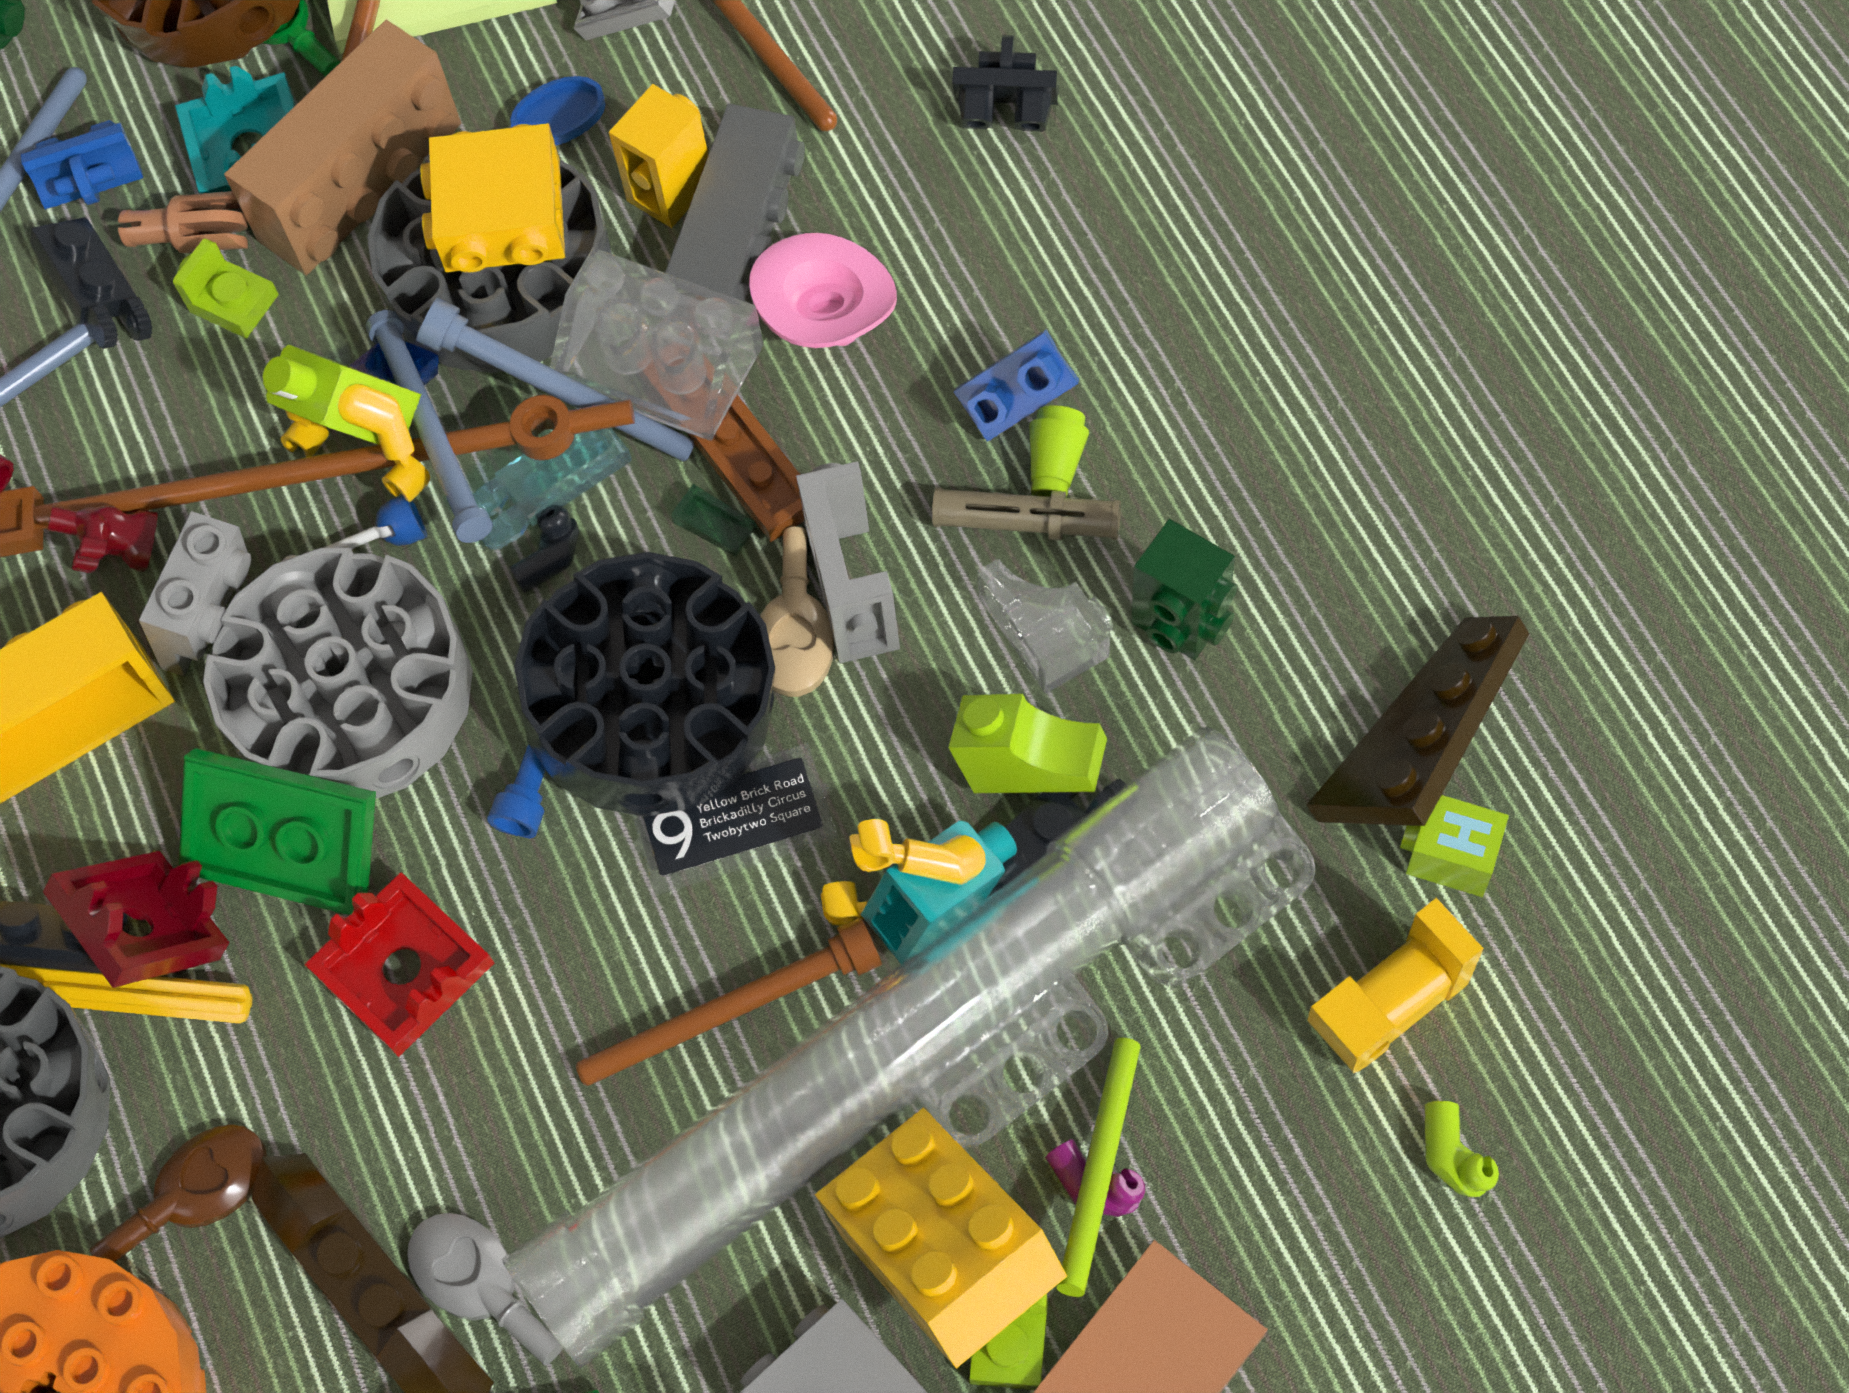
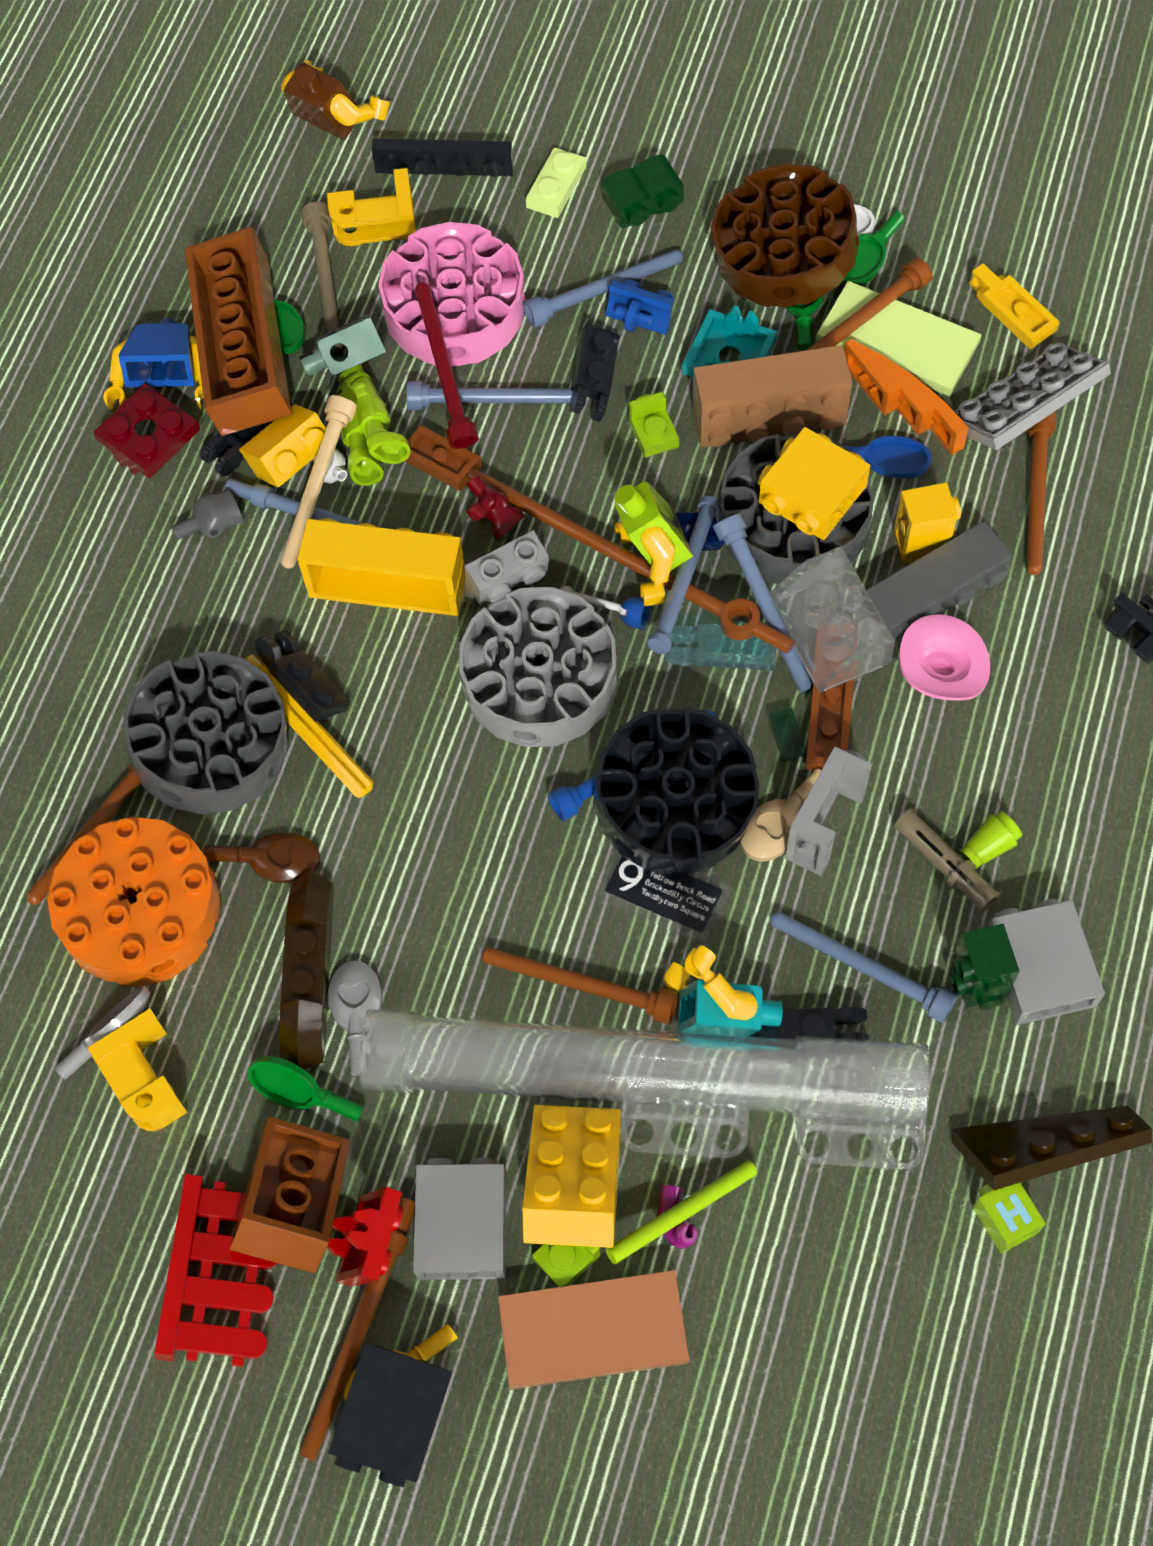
camera: 40 degrees right, 0 degrees up
(146, 889) = (367, 698): dark red piece -> none
(187, 223) = (662, 375): nougat arm -> none
(276, 830) = (445, 719): green tile -> none
(379, 926) = (441, 805): red piece -> none
(532, 36) = (895, 388): none -> orange slope
(554, 550) = (696, 687): black arm -> none
(1016, 385) = (999, 789): blue hips -> none
(1020, 749) = (829, 977): lime arch -> none
(1050, 628) = (903, 930): clear arch -> none
(1159, 678) = (934, 1000): none -> sand blue piece
(1253, 516) = (1052, 960): none -> light grey brick
(1374, 1011) = (904, 1260): yellow piece -> none
(1450, 1159) = (858, 1363): lime arm -> none

